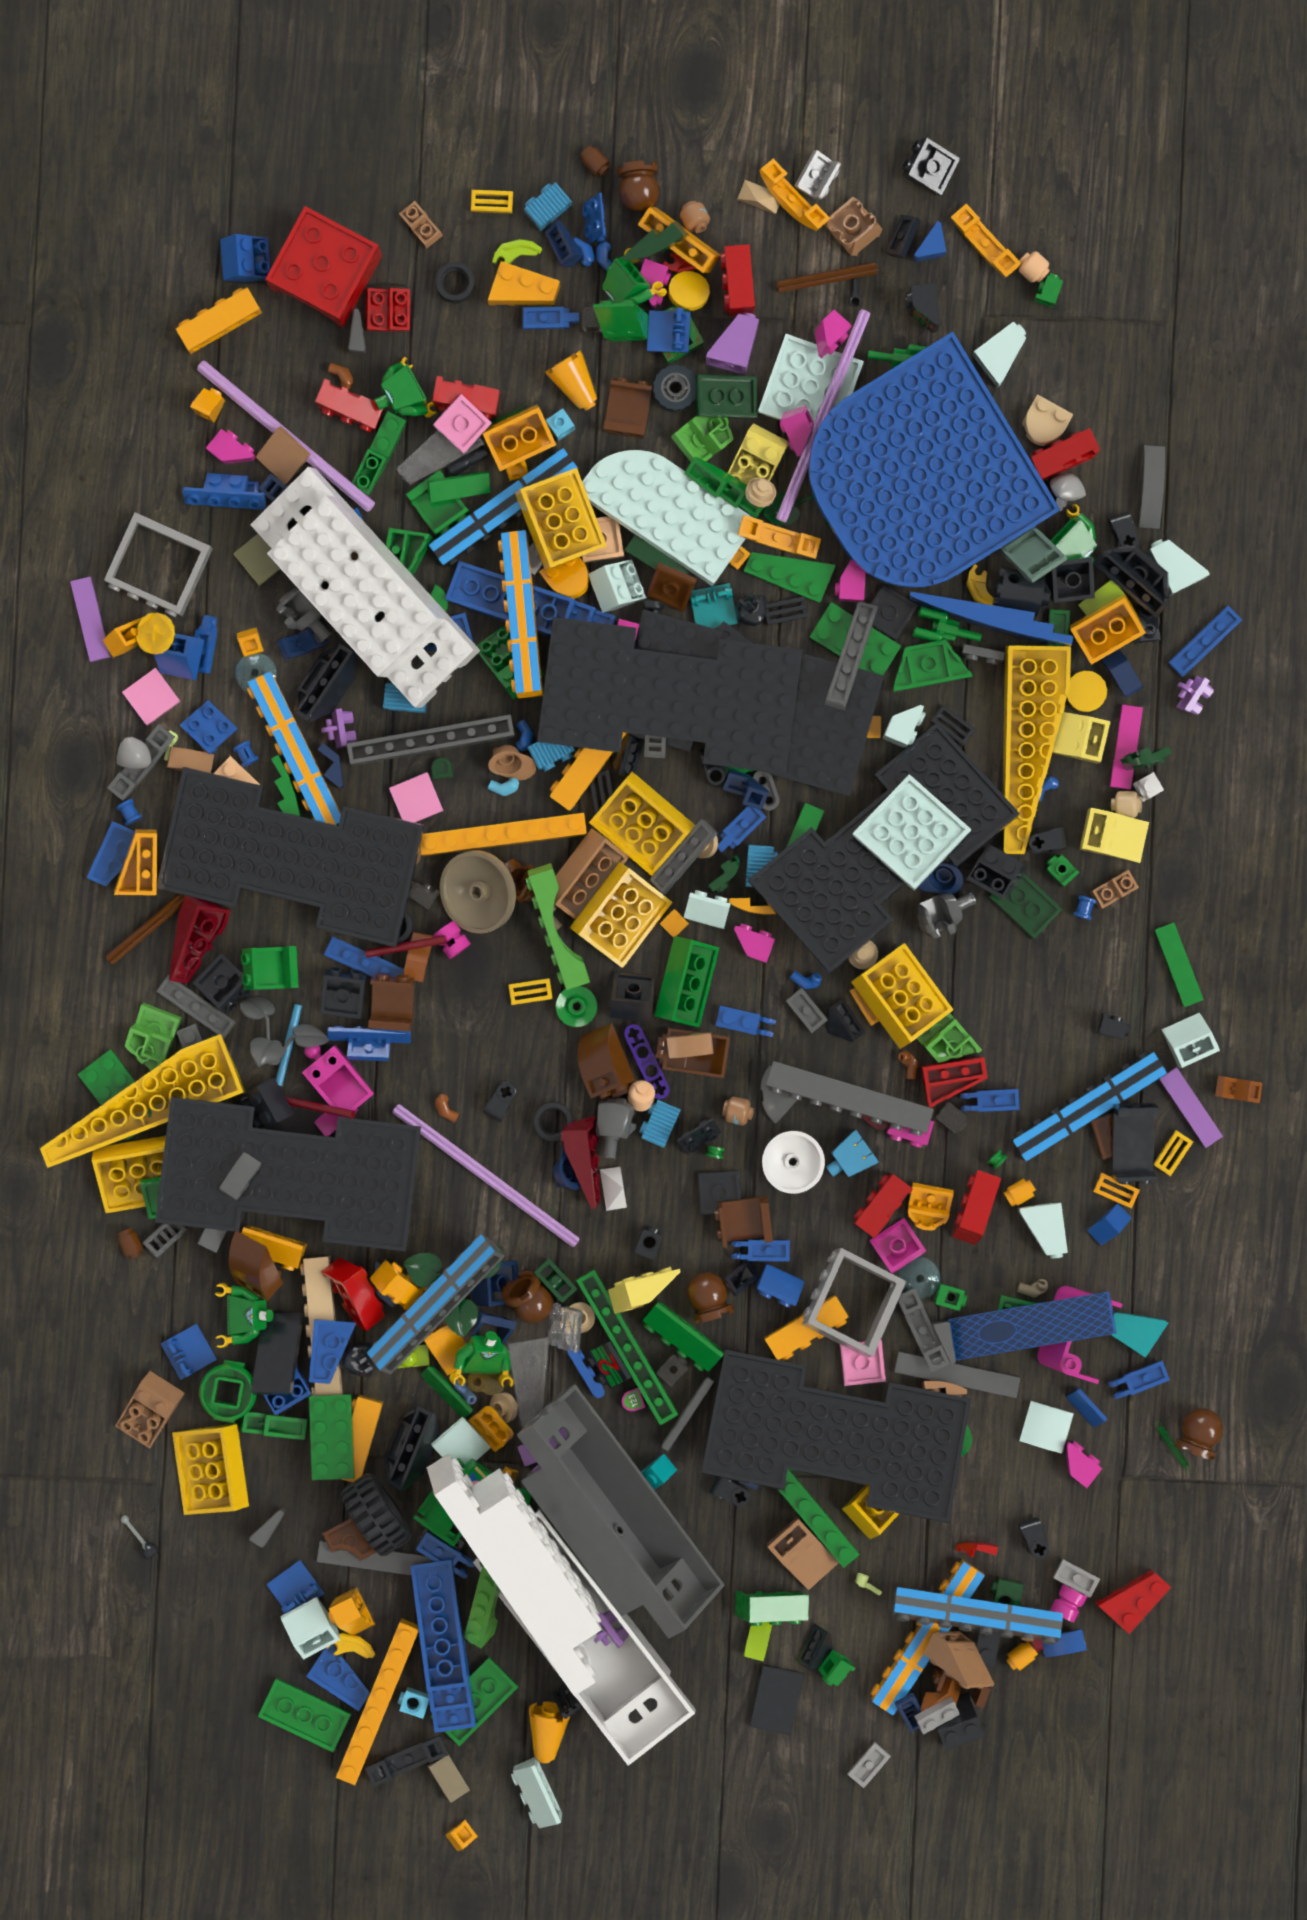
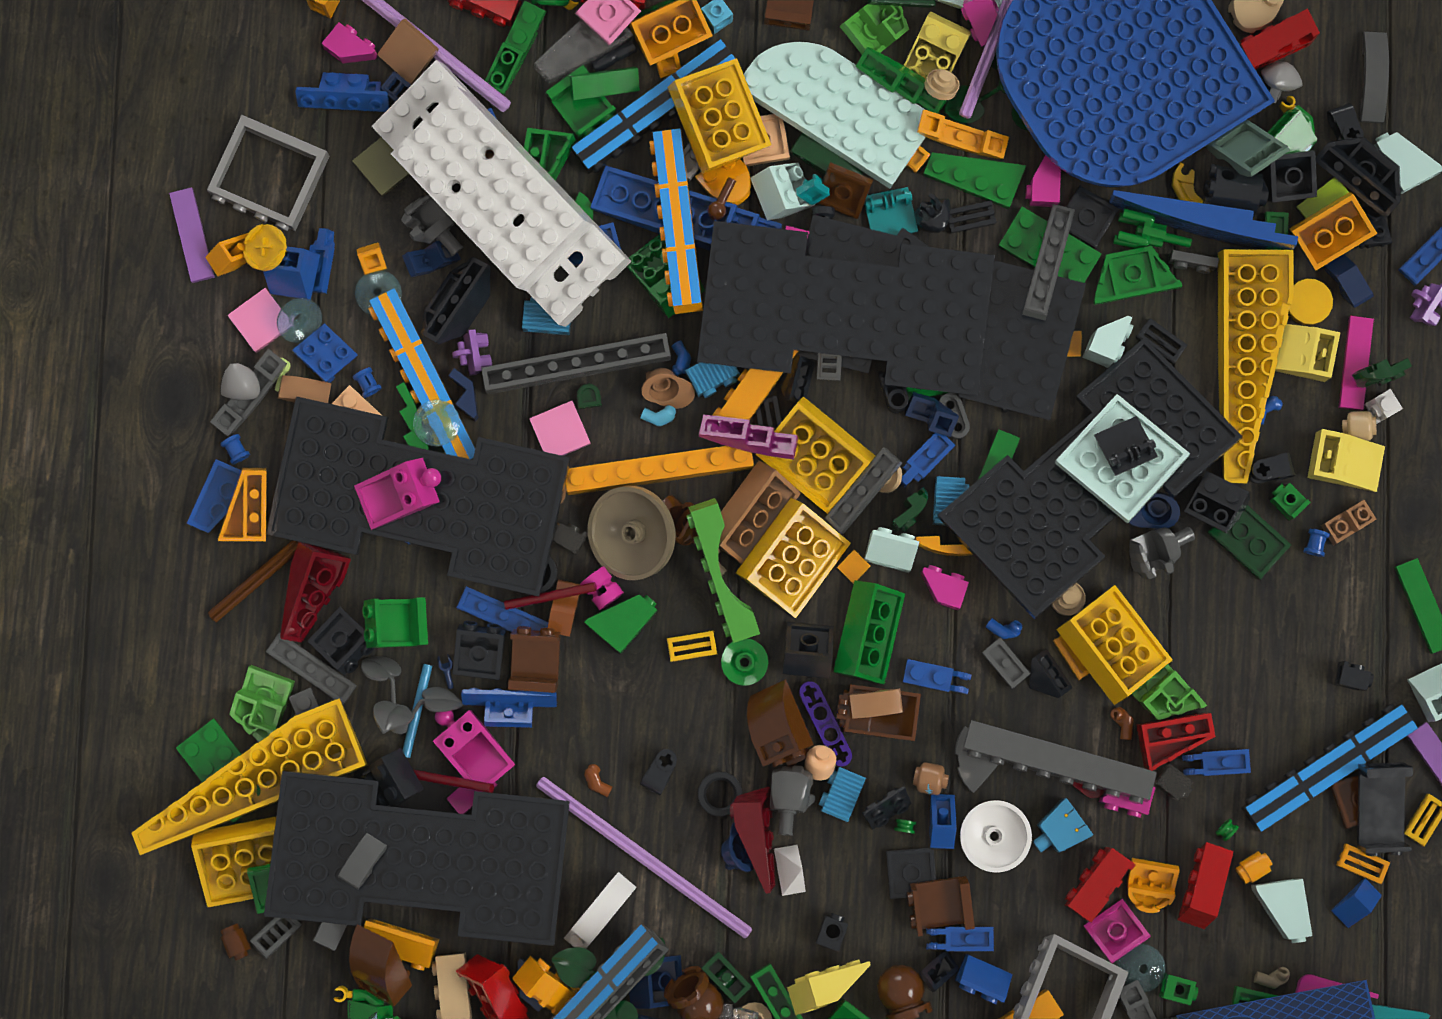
camera: 10 degrees left, 5 degrees down
(188, 704) = (307, 323): none -> clear light blue dish
(272, 854) = (398, 492): none -> dark pink slope
(306, 792) = (436, 422): none -> clear light blue dish
(314, 1008) = (446, 669): none -> dark blue hand
(447, 1222) = (600, 912): none -> white arch
(470, 969) = (623, 622): none -> green slope
(557, 603) = (717, 209): none -> reddish brown bar
(583, 809) = (746, 437): none -> magenta slope
(643, 586) = (813, 190): none -> teal tile
(747, 1148) = (942, 821): none -> blue slope
(914, 821) = (1126, 445): none -> black hinge

